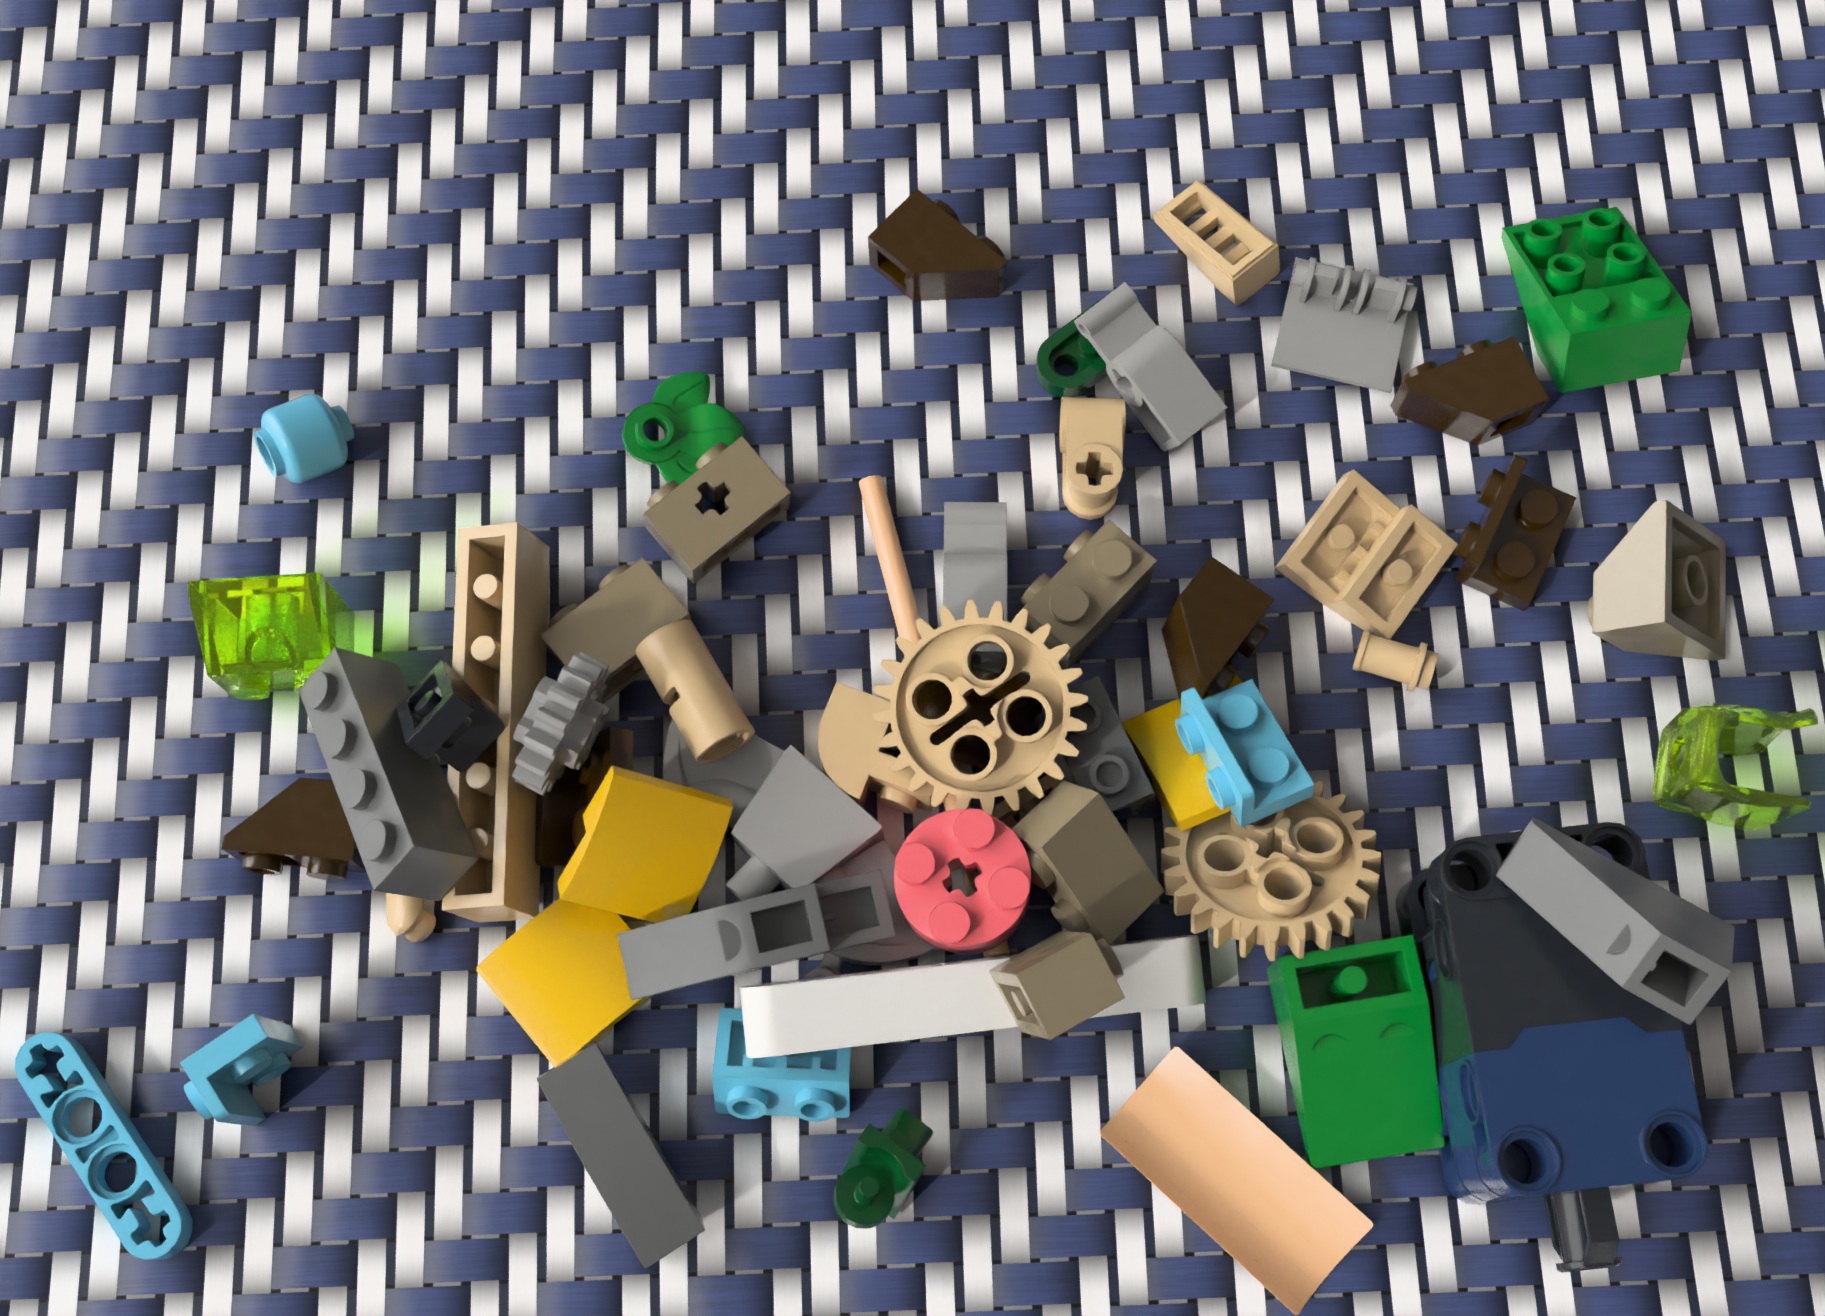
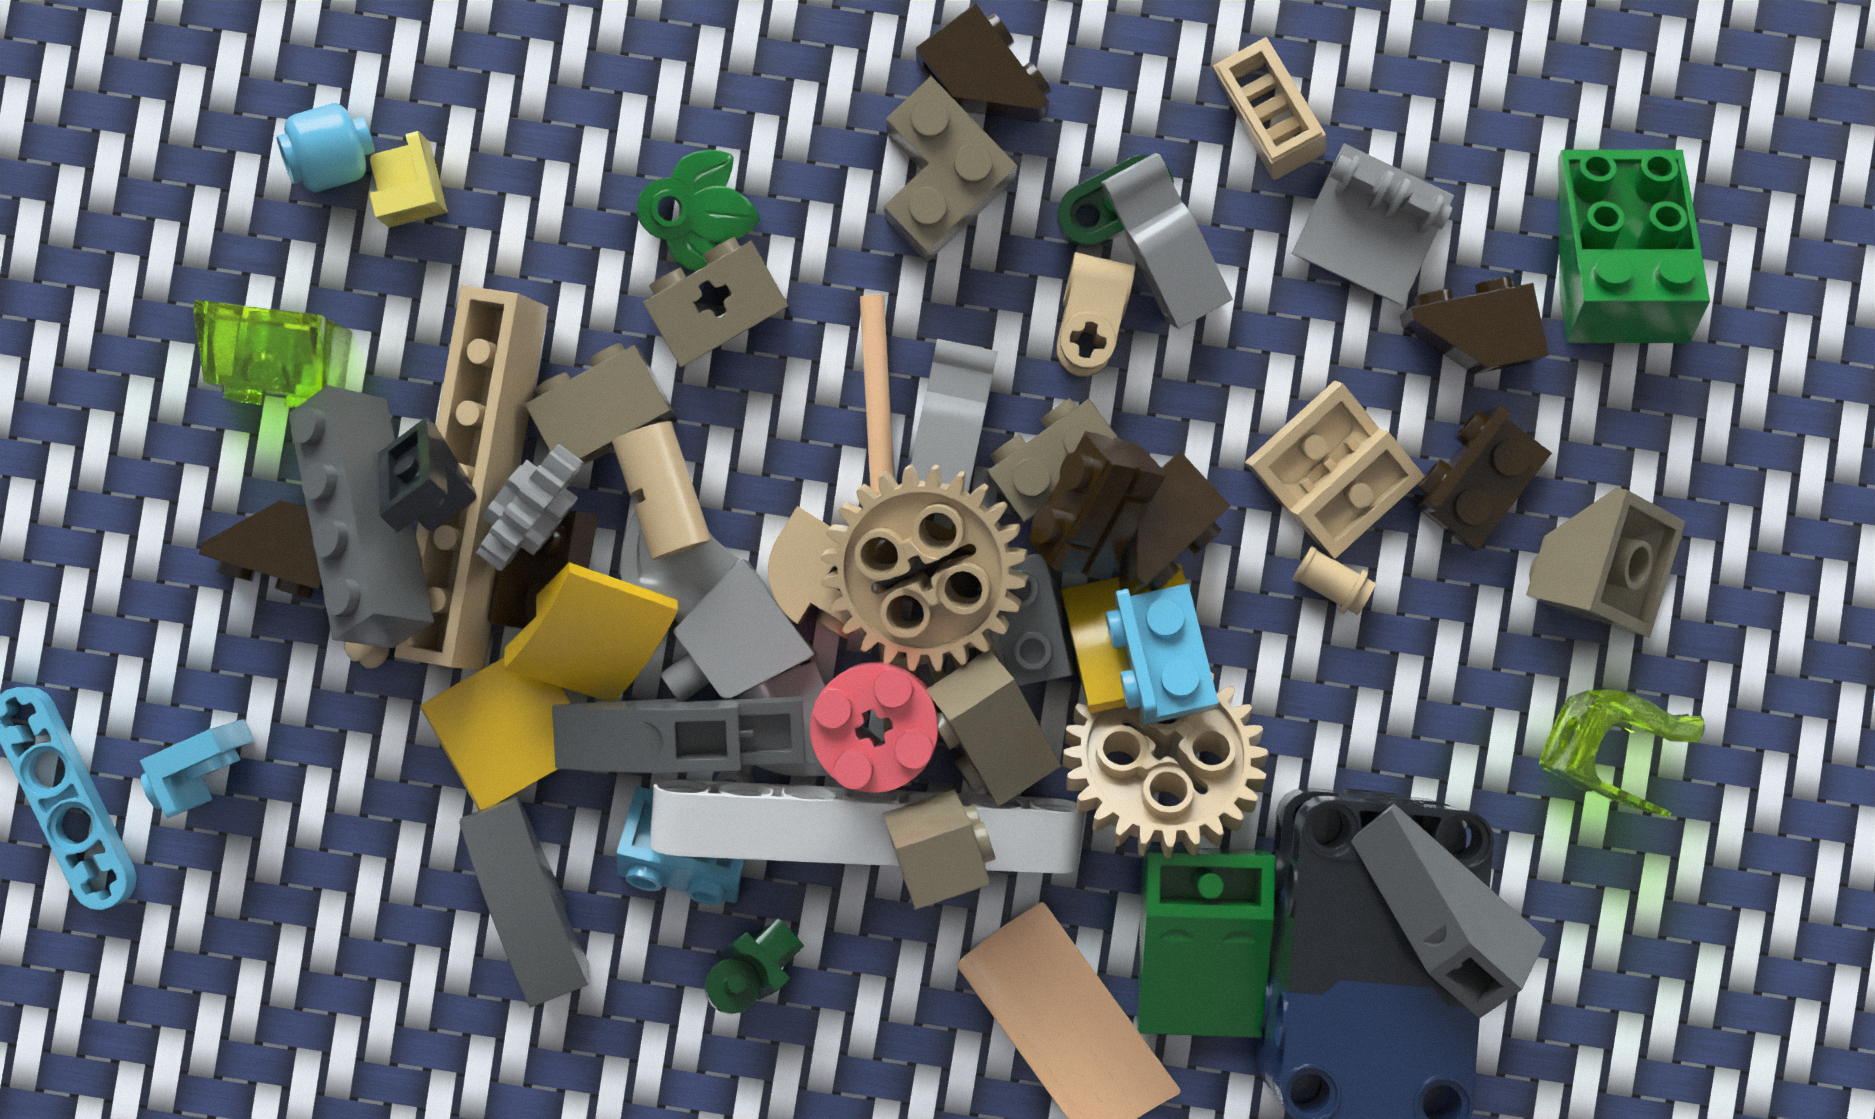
camera: 10 degrees right, 15 degrees up
(391, 460) = (406, 183): none -> light yellow panel
(927, 341) = (958, 165): none -> dark tan brick
(1140, 617) = (1096, 506): none -> dark brown brick

